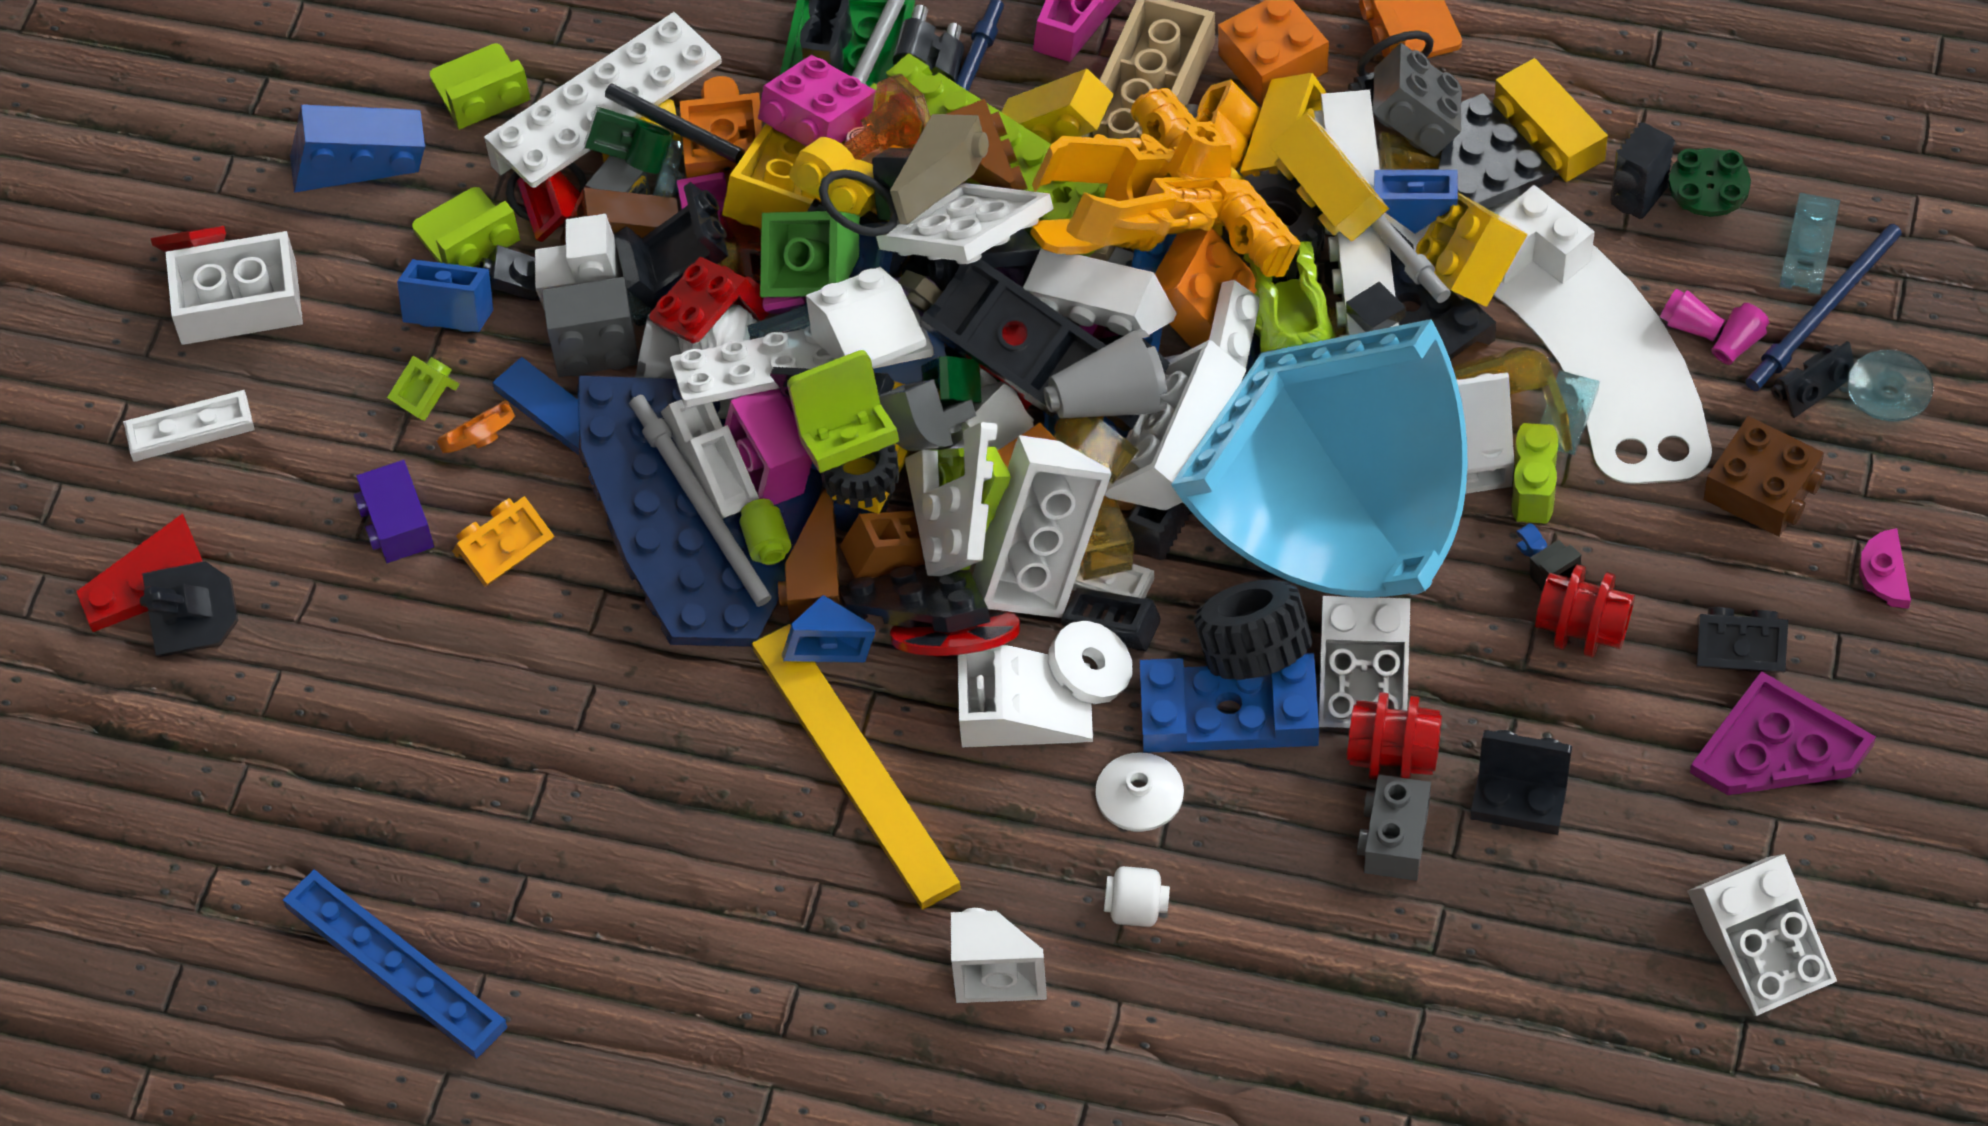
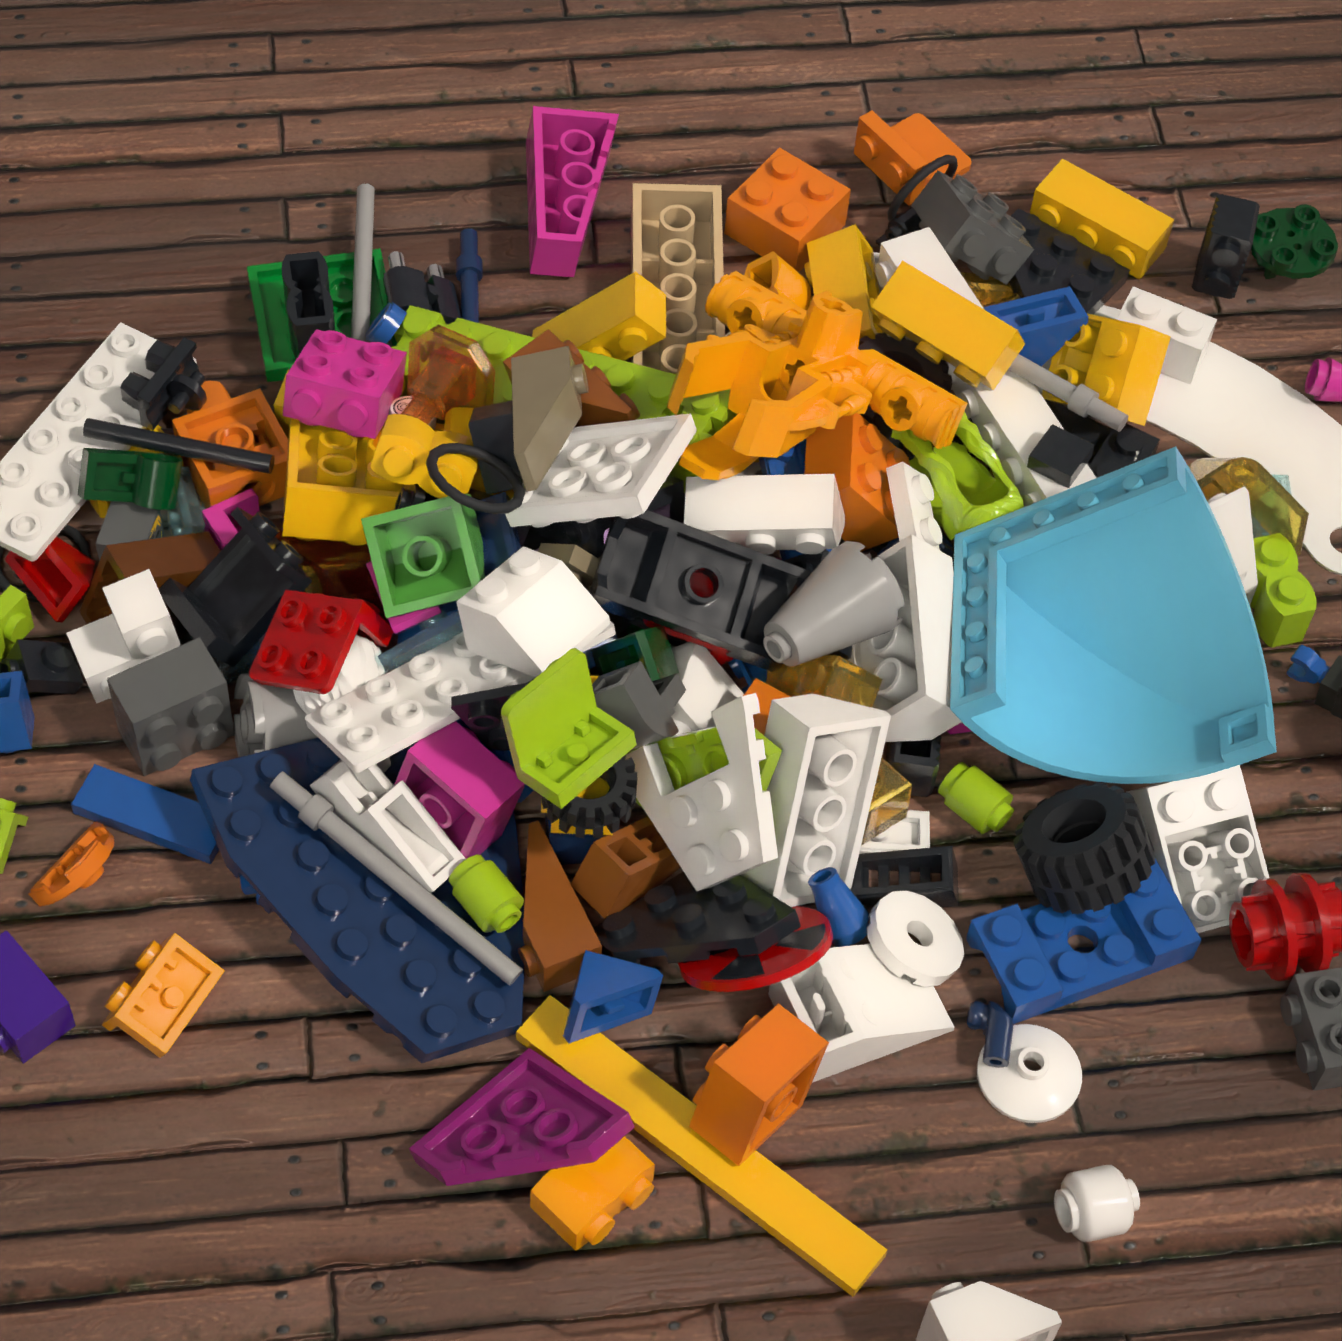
camera: 30 degrees left, 0 degrees up
(687, 72) = (171, 388): none -> black hips
(720, 708) = (522, 1124): none -> magenta plate
(758, 769) = (586, 1197): none -> light orange brick
(882, 64) = (386, 323): none -> blue tile
(907, 728) = (757, 1083): none -> orange brick
(1037, 620) = (840, 906): none -> blue cone
(1124, 748) = (996, 1027): none -> dark blue arm
(1195, 570) = (976, 798): none -> lime brick

